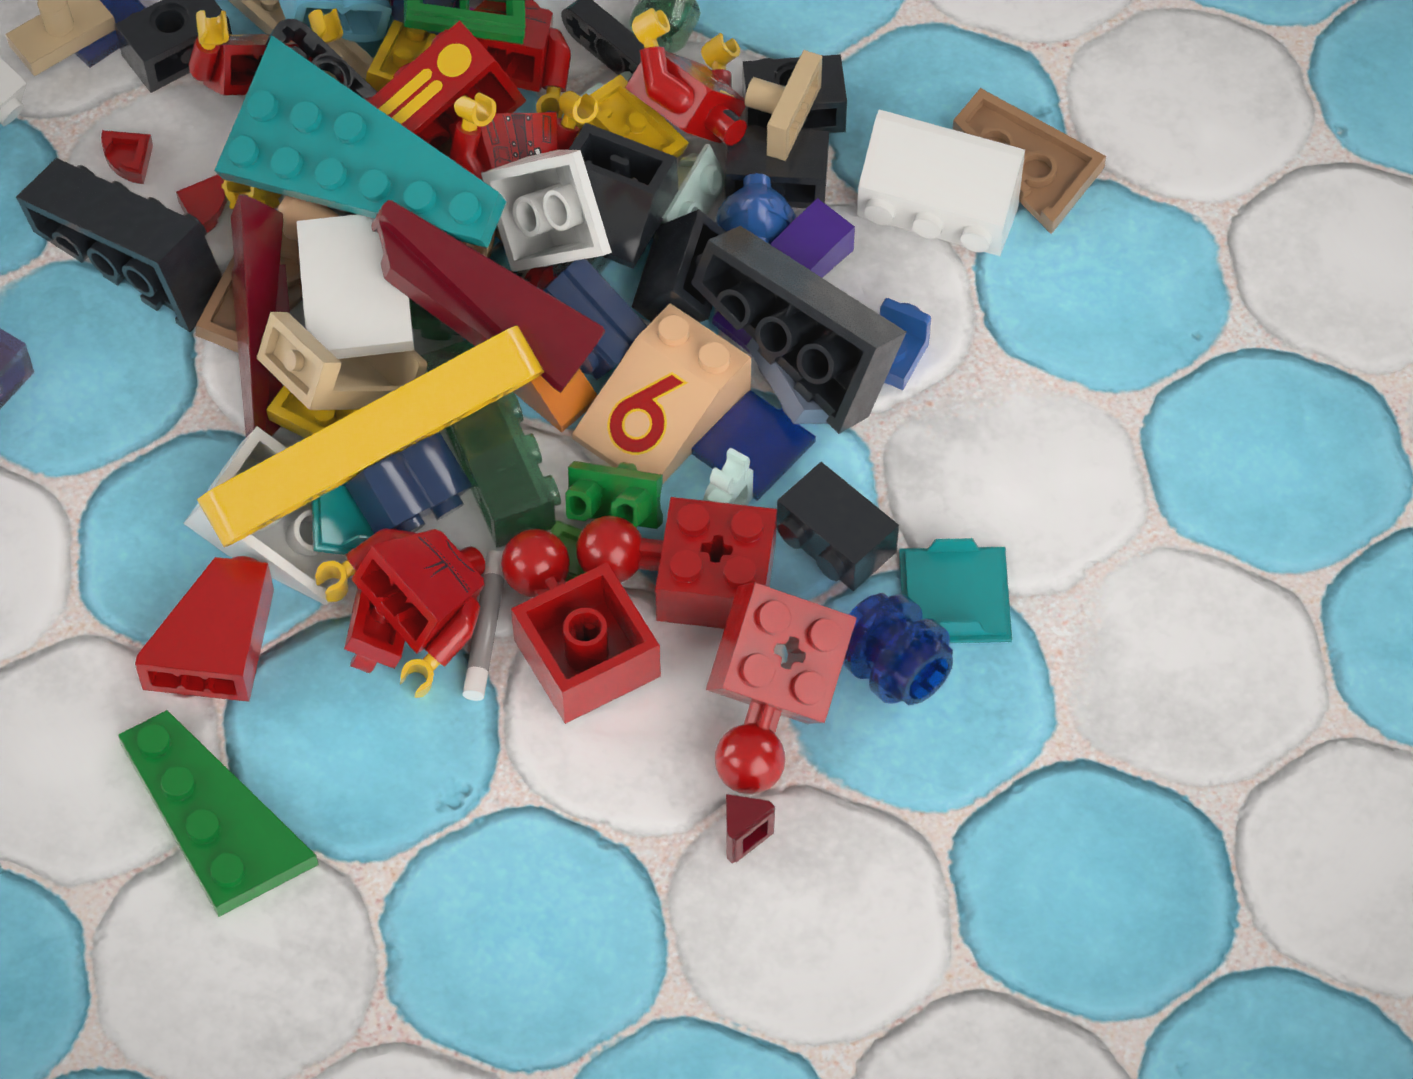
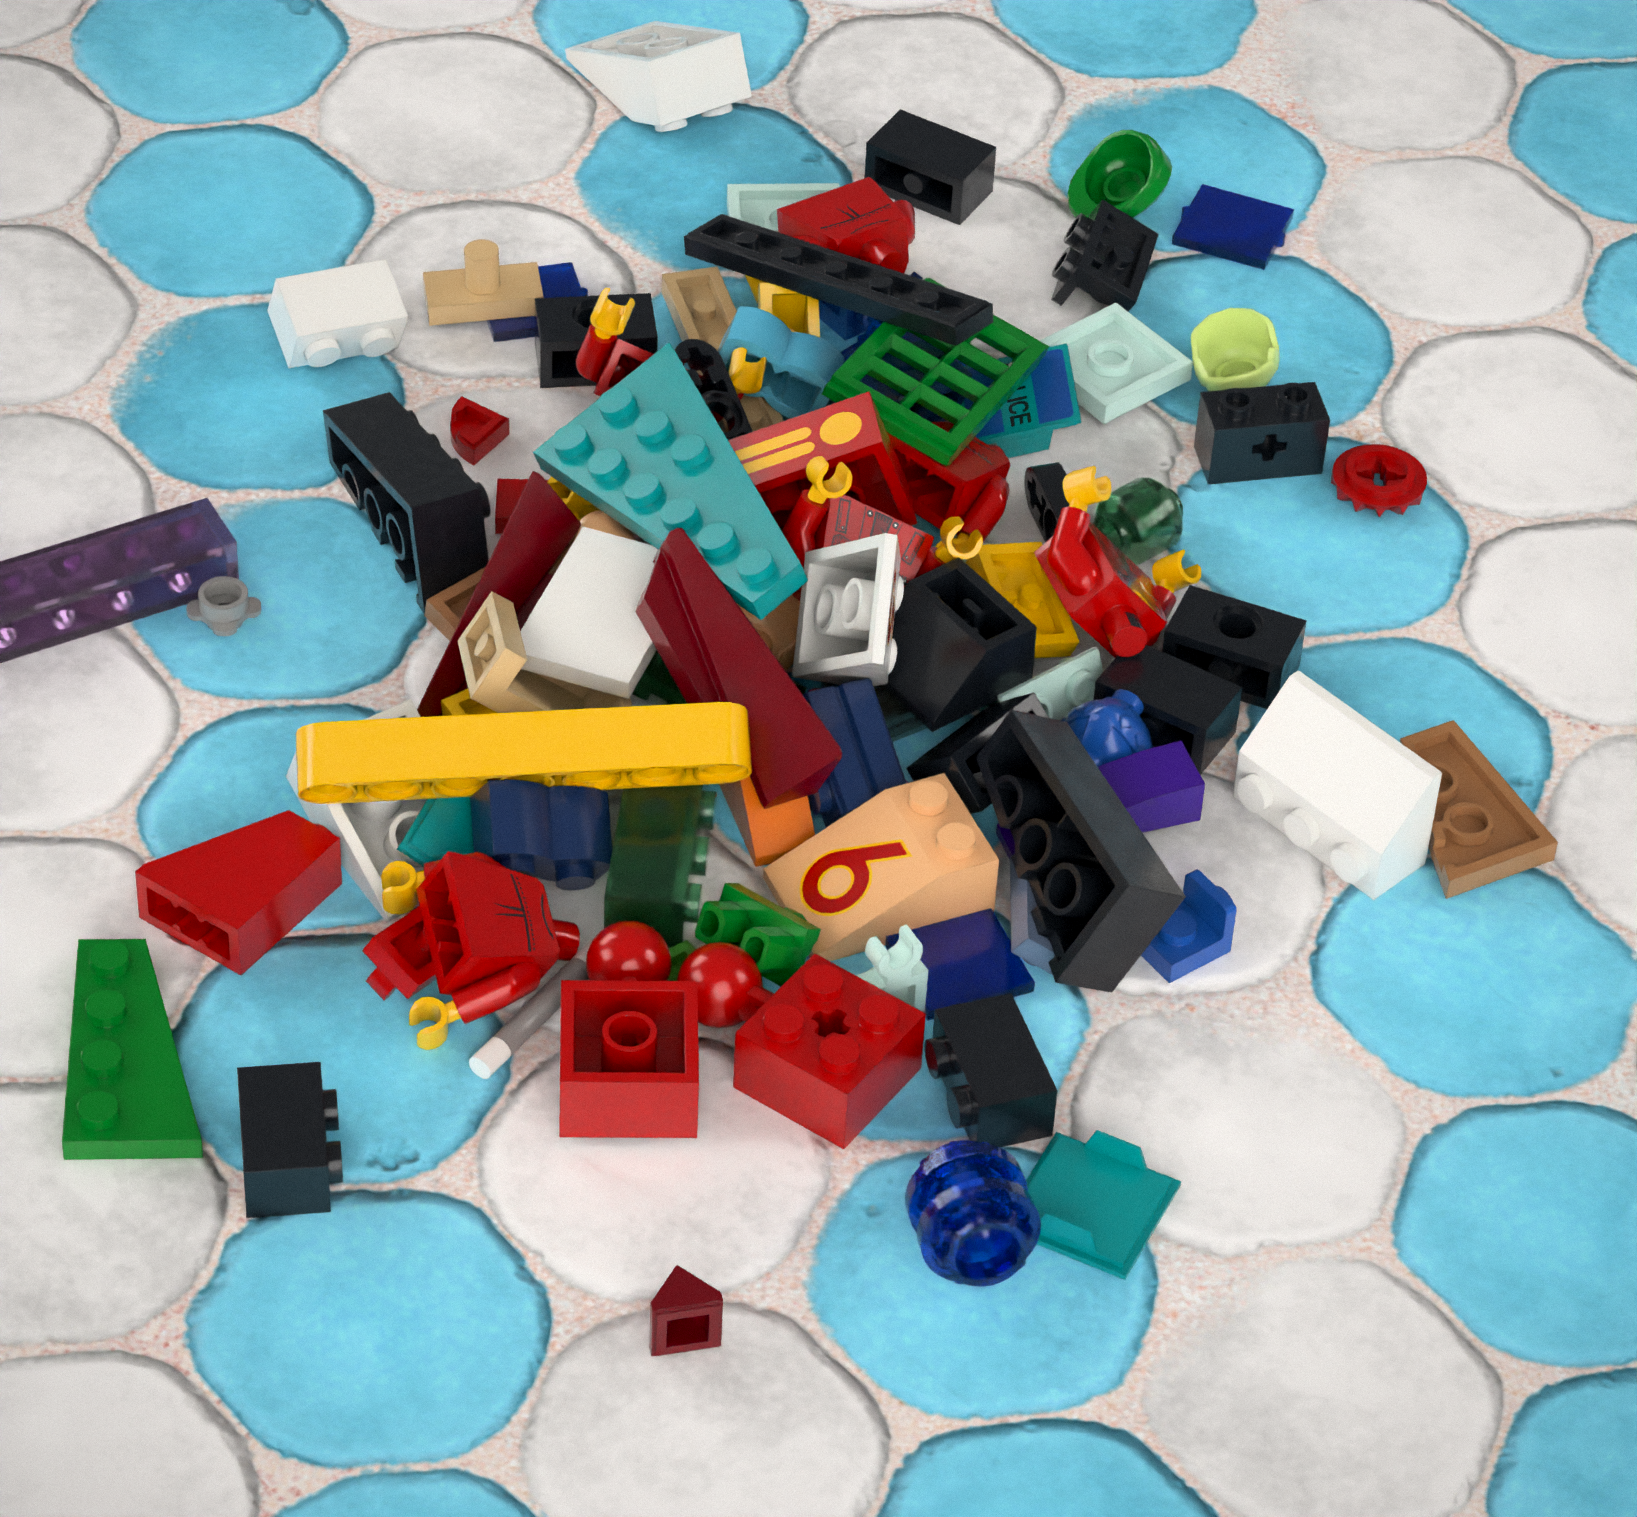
camera: 25 degrees right, 15 degrees down
(36, 386) = (223, 605): none -> light grey plate
(379, 826) = (285, 1139): none -> black brick
(749, 671) = (829, 1201): brick -> none
(787, 104) = (1206, 638): tan tile -> none

